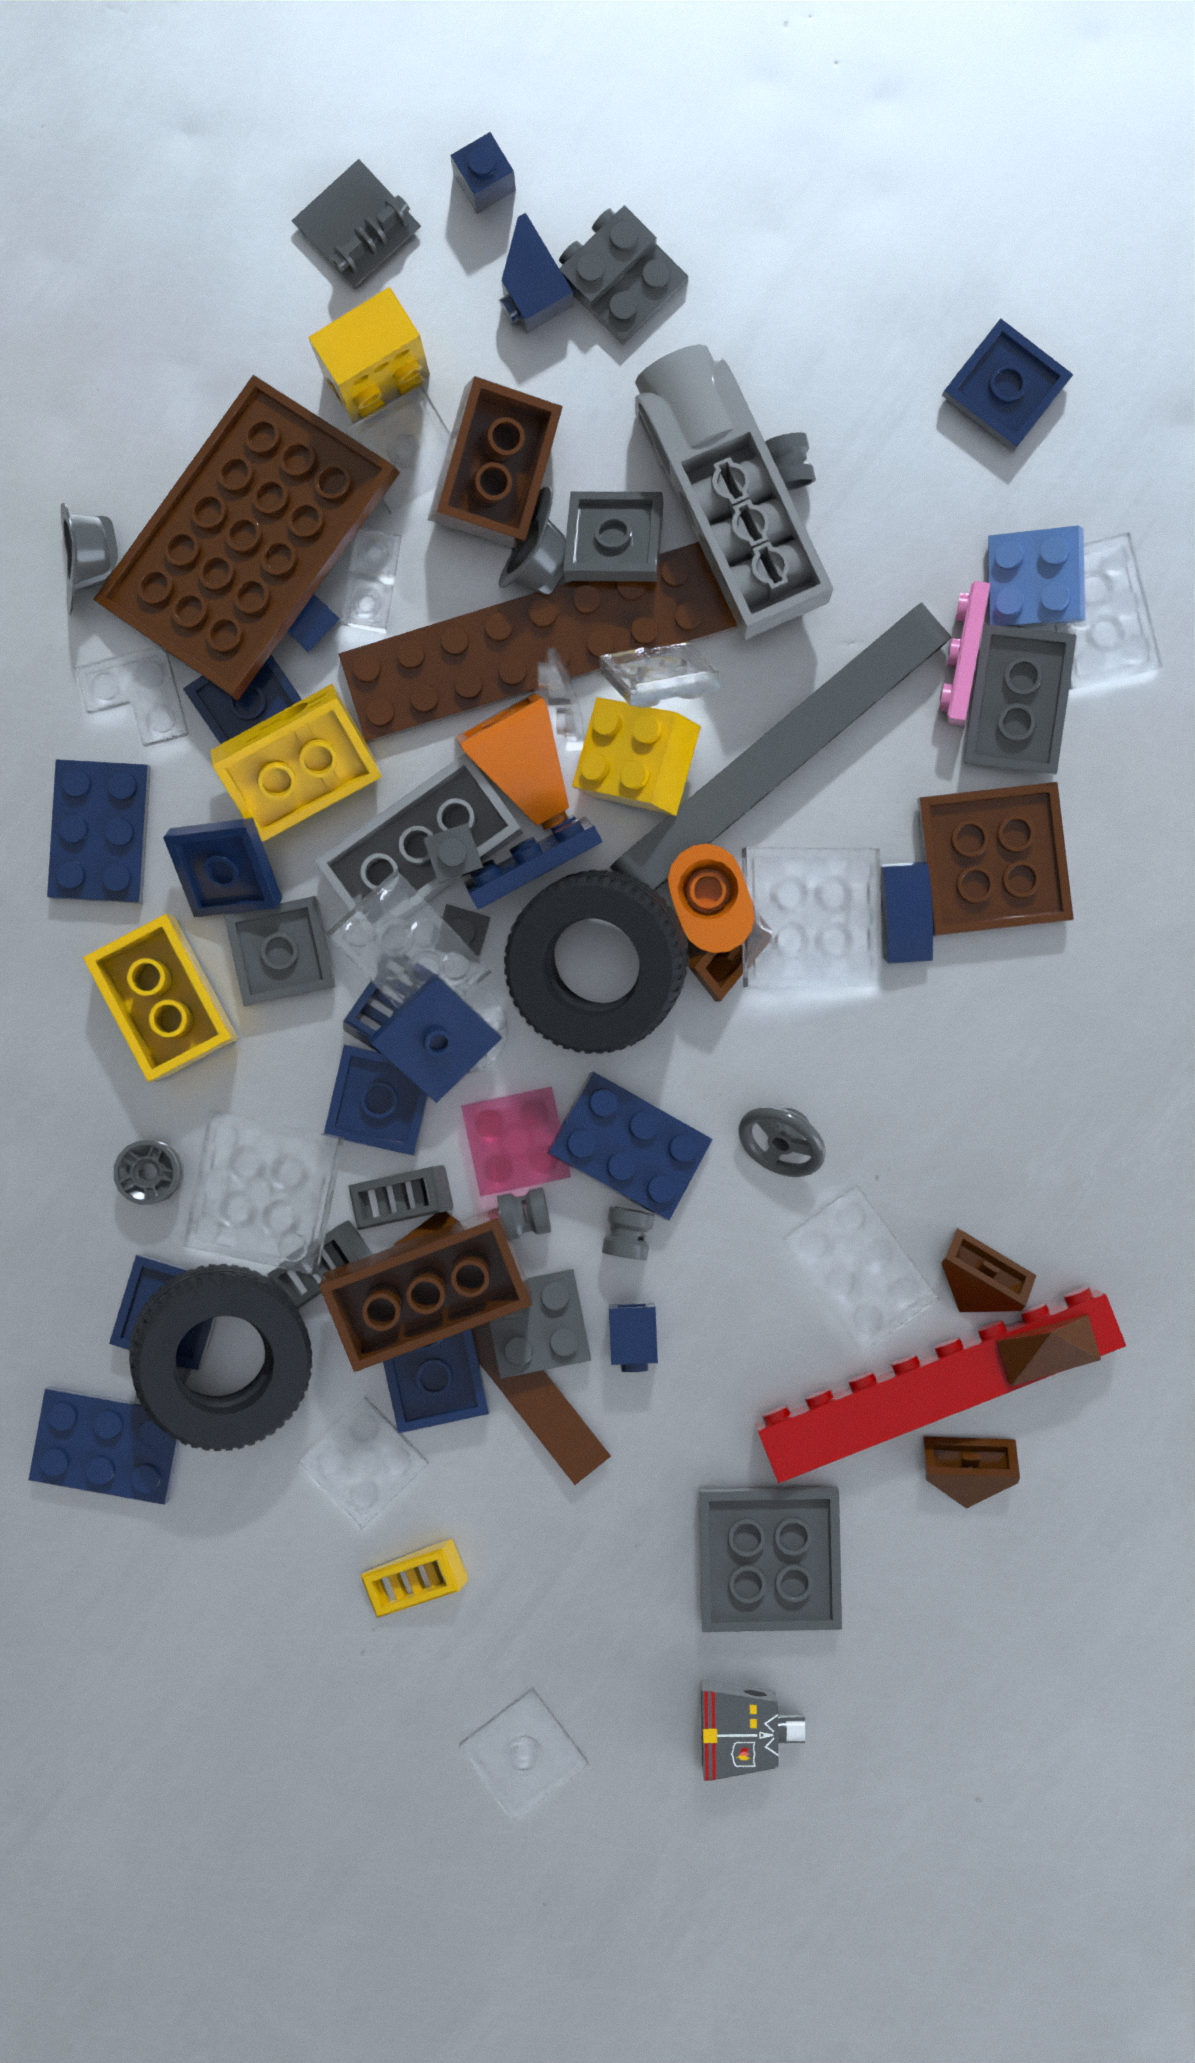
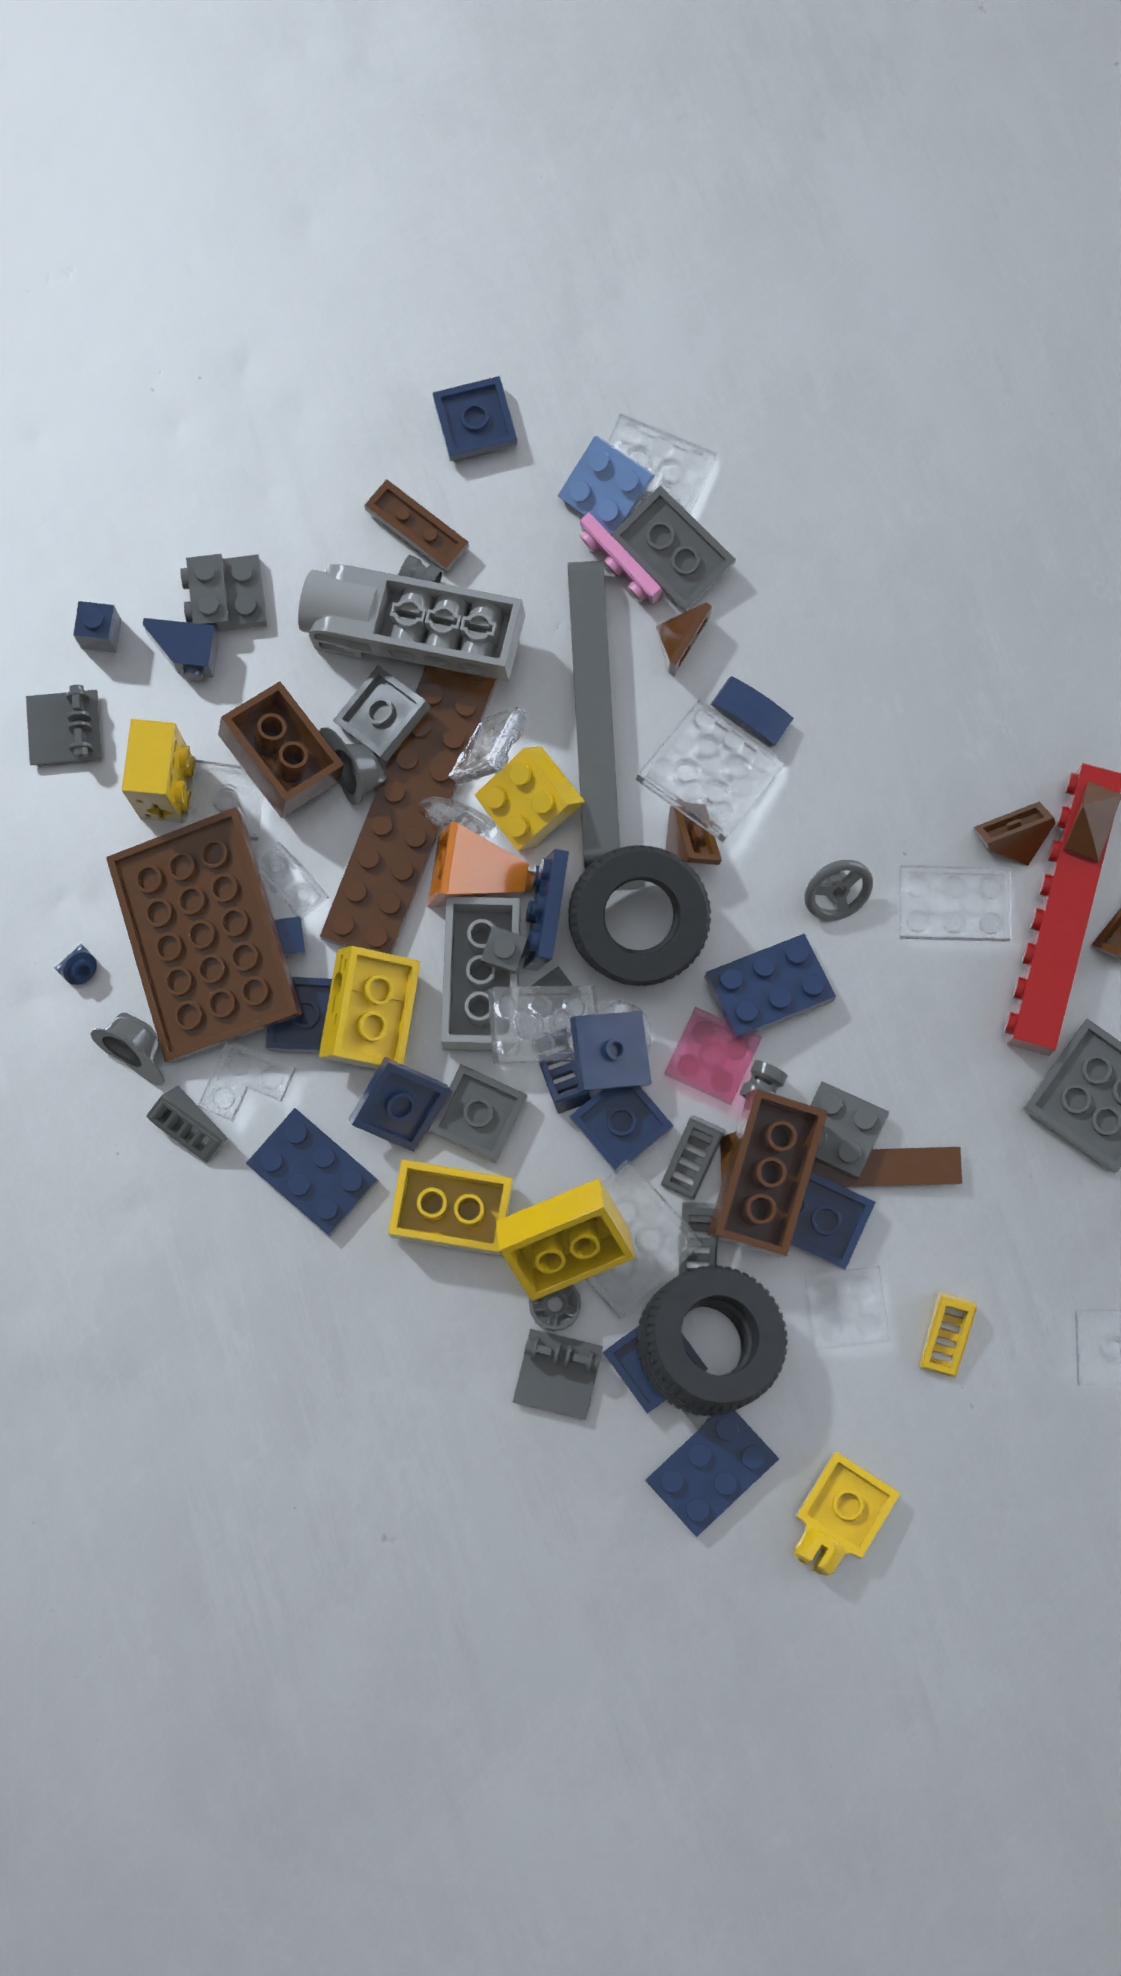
camera: 55 degrees left, 10 degrees down
(49, 670) = (167, 1116): none -> dark grey slope
(84, 1226) = (557, 1374): none -> dark grey hinge
(124, 434) = (77, 966): none -> dark blue plate
(155, 1605) = (842, 1514): none -> yellow plate
(205, 1138) = (565, 1239): none -> yellow brick
(628, 1233) = (822, 1026): dark grey wheel -> none
(633, 1336) = (893, 1074): dark blue brick -> none
(711, 898) = (653, 818): orange piece -> none
(844, 415) = (416, 525): none -> reddish brown plate
(934, 775) = (681, 633): none -> reddish brown slope
(995, 858) = (759, 634): reddish brown plate -> none

